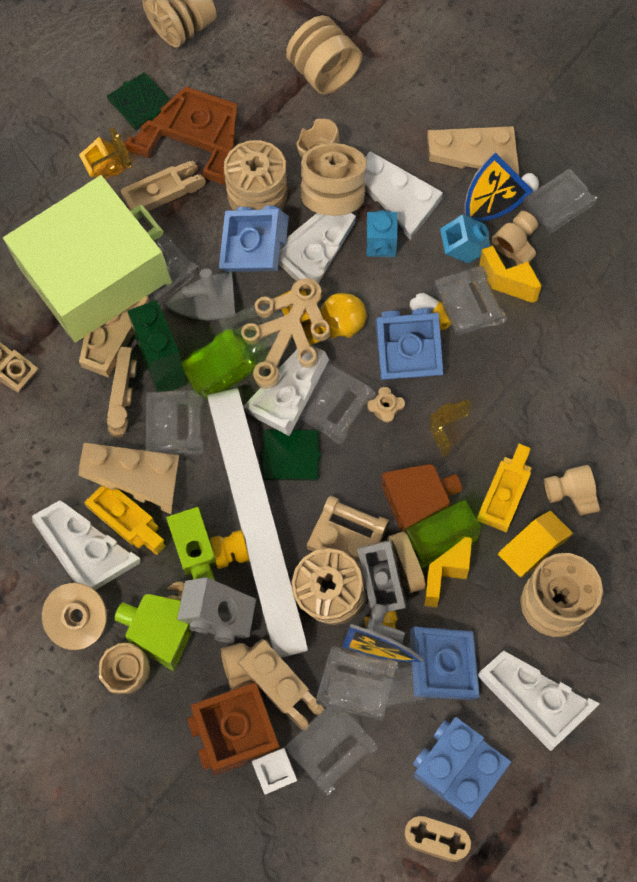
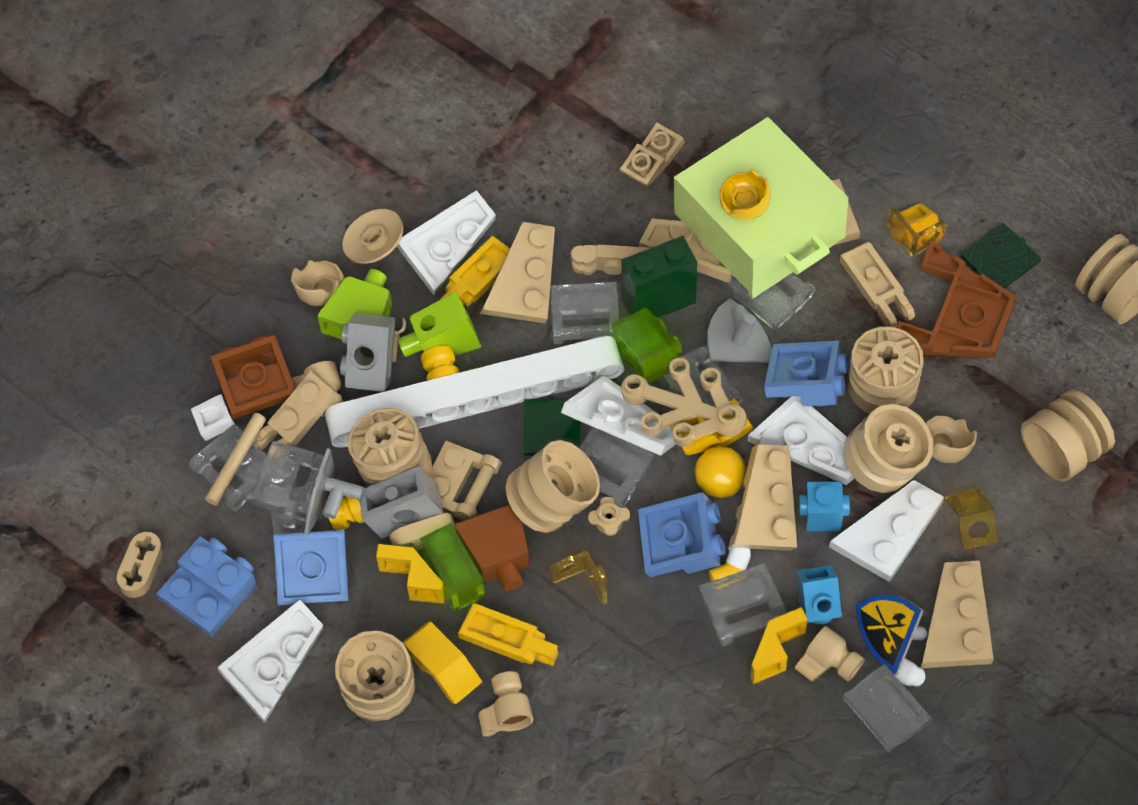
camera: 90 degrees right, 5 degrees down
(98, 246) = (745, 195): none -> yellow hair
(328, 741) = (235, 459): none -> tan bar
(371, 439) = (552, 486): none -> tan wheel
(383, 130) = (973, 507): none -> clear yellow bracket
(386, 273) = (767, 505): none -> tan wing

